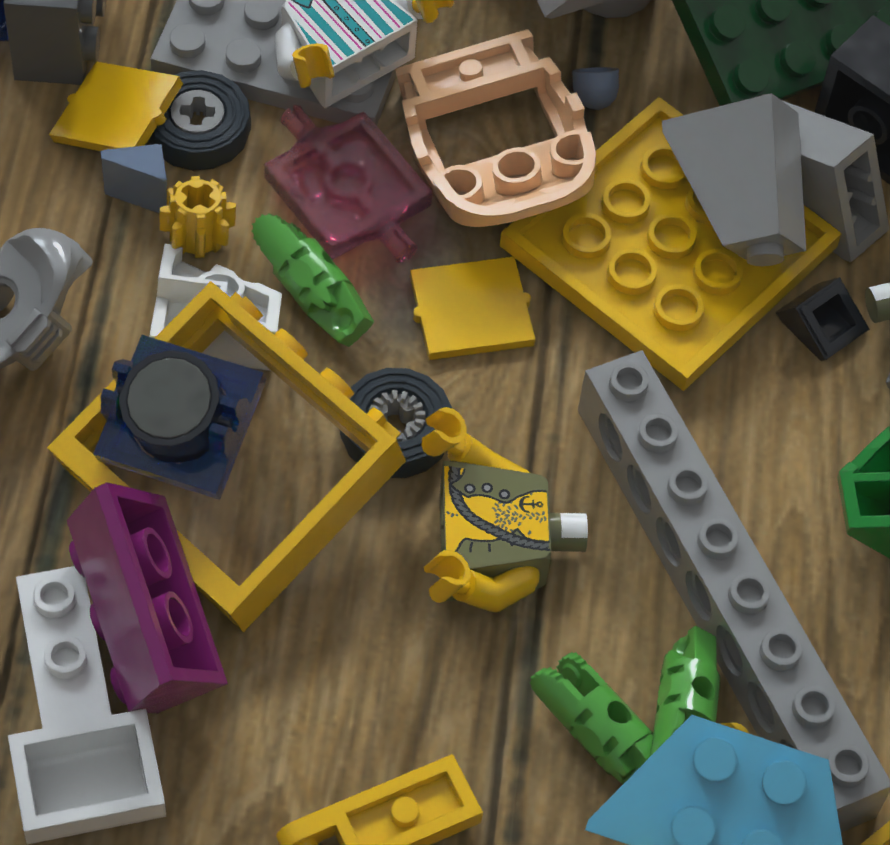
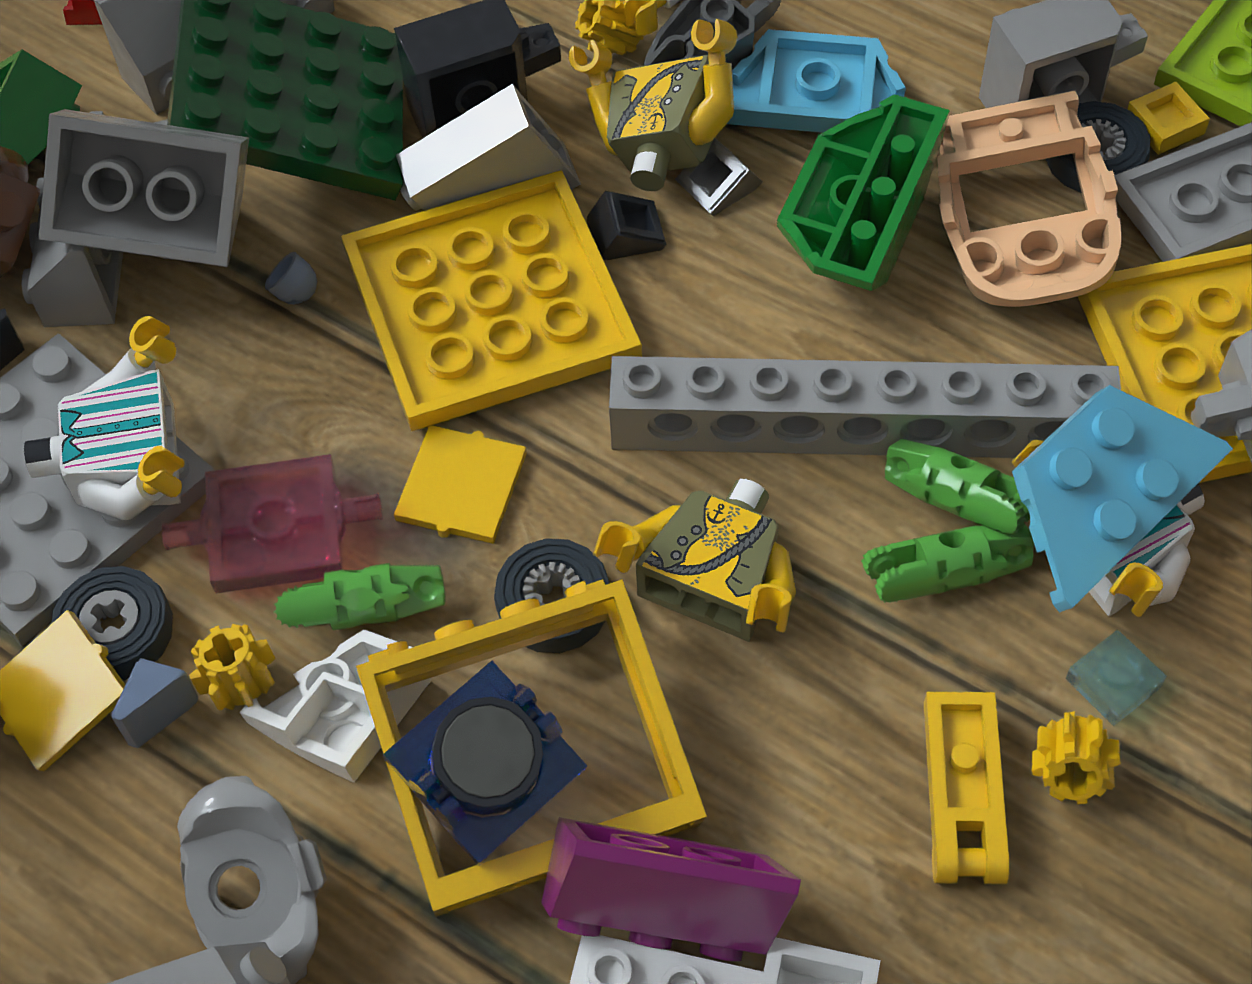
camera: 55 degrees left, 0 degrees up
(518, 179) = (366, 385): light nougat slope -> none
(746, 174) = (485, 198): light grey slope -> none

